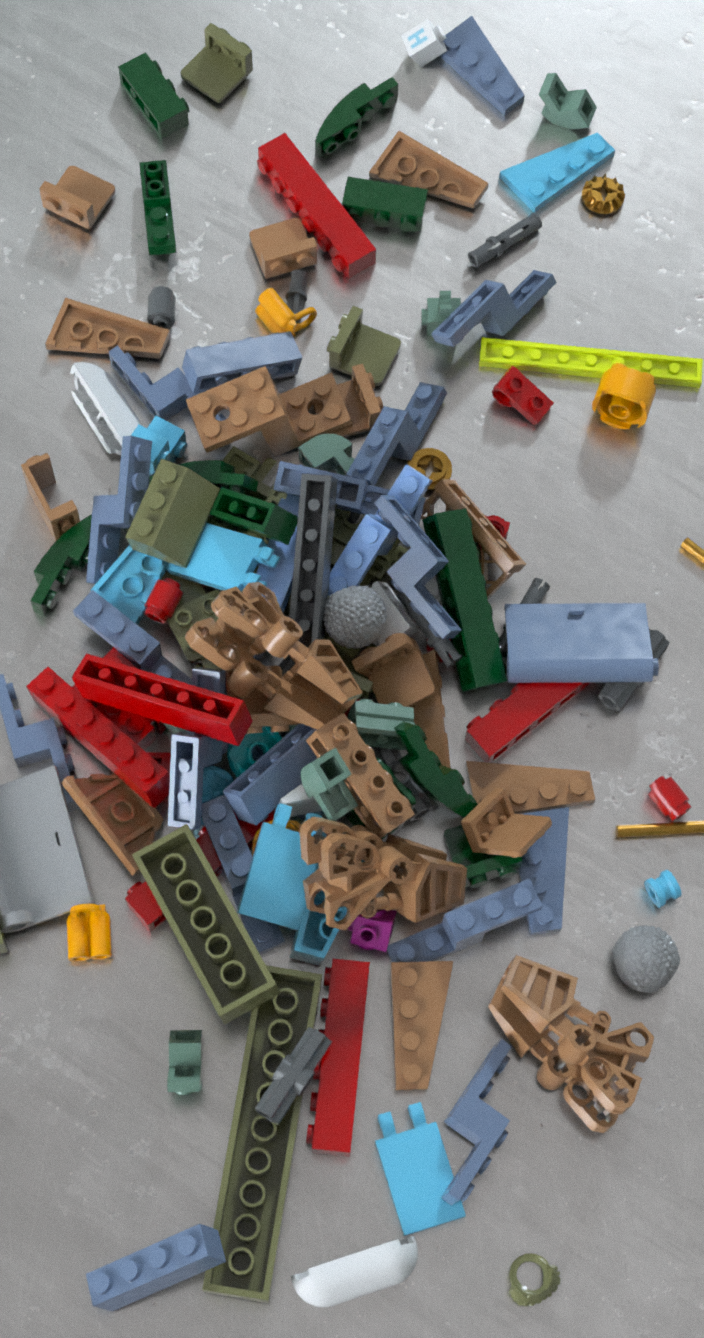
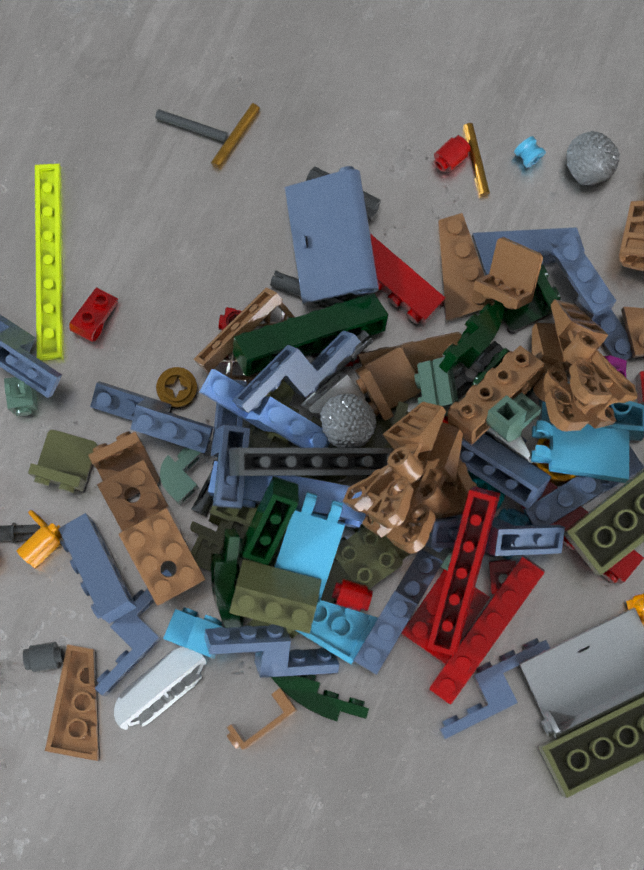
camera: 90 degrees left, 10 degrees up
(116, 813) = (552, 604): medium nougat wing -> none
(624, 396) = (86, 224): light orange brick -> none

